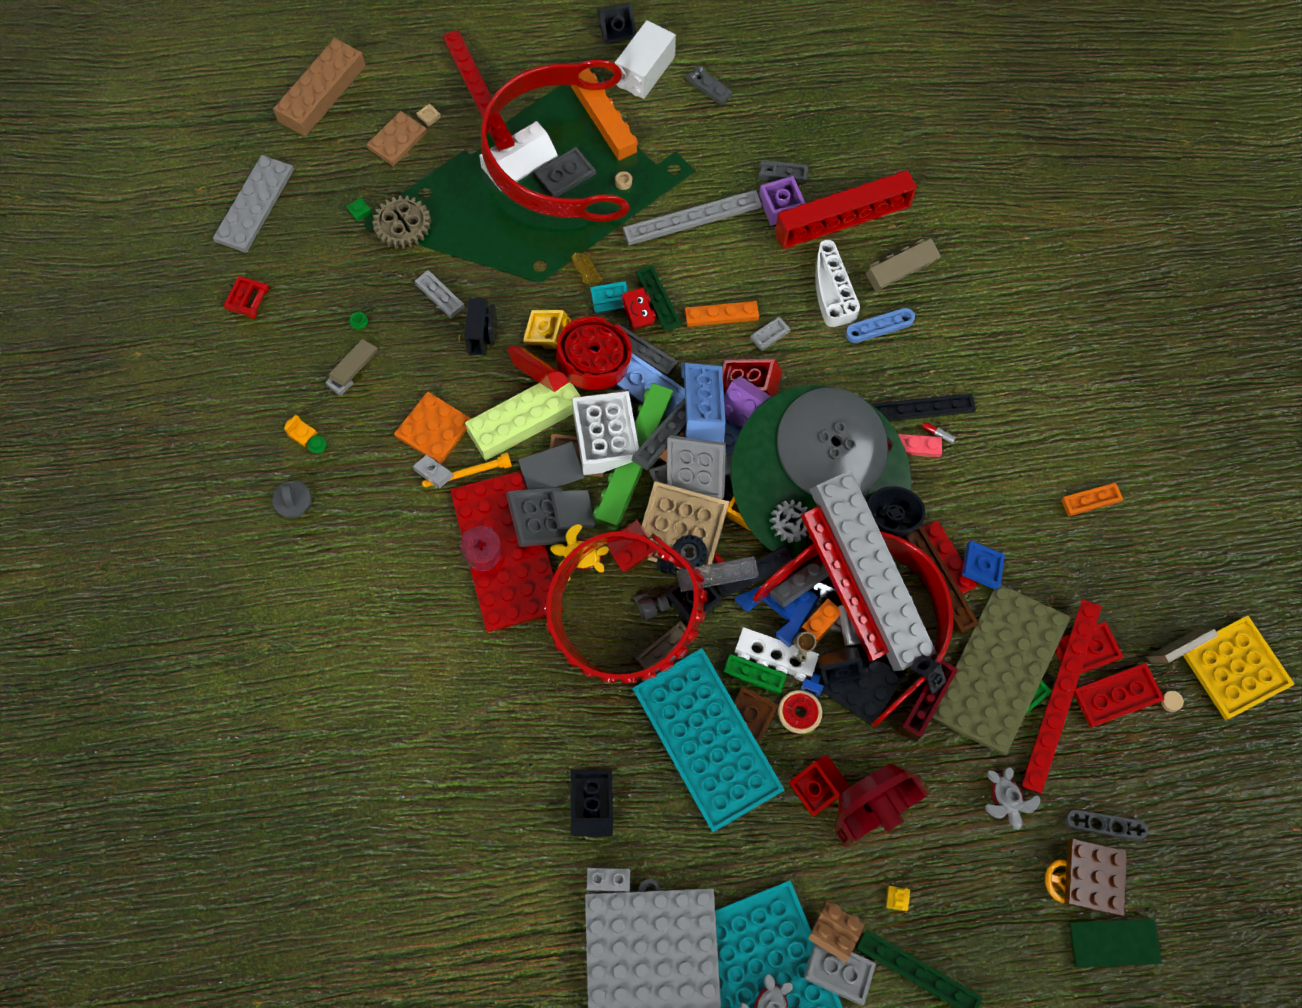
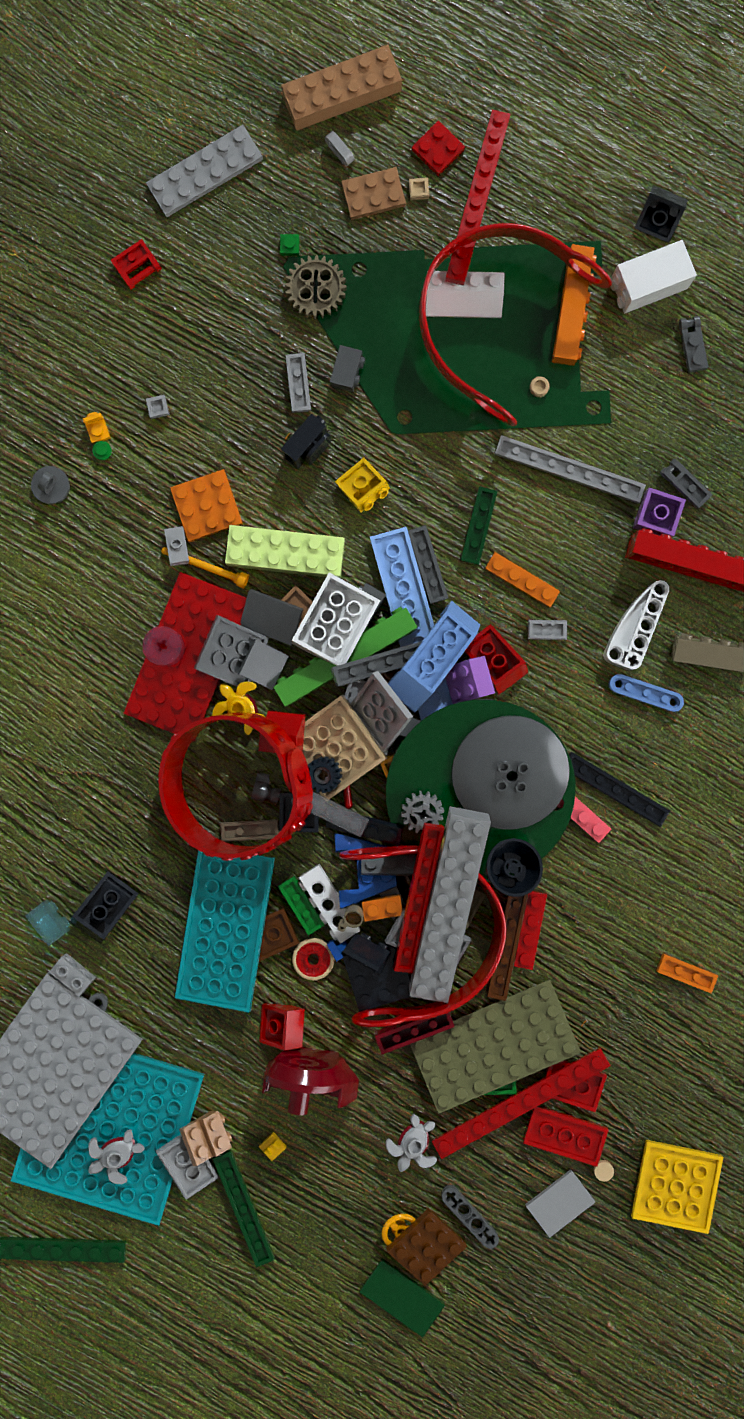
camera: 40 degrees right, 20 degrees up
(348, 125) = (339, 148): none -> light grey beam
(353, 363) = (180, 397): dark tan tile -> none
(358, 320) = (213, 357): green plate -> none
(422, 82) = (438, 148): none -> red plate
(469, 259) = (346, 368): none -> dark grey brick
(537, 368) = (324, 520): red brick -> none
(552, 851) = (48, 922): none -> clear light blue brick
(564, 172) = (494, 340): dark grey tile -> none
(586, 269) = (439, 452): clear yellow plate -> none
(586, 367) = (360, 548): red brick -> none
(608, 297) = (439, 494): teal plate -> none
(638, 309) = (451, 526): red brick -> none
(934, 674) = (428, 1021): black bracket -> none
(938, 432) = (613, 822): light grey piece -> none
(983, 565) = (550, 959): blue plate -> none
(1164, 755) = (560, 1203): none -> light grey tile
(1181, 646) = (646, 1141): dark tan tile -> none

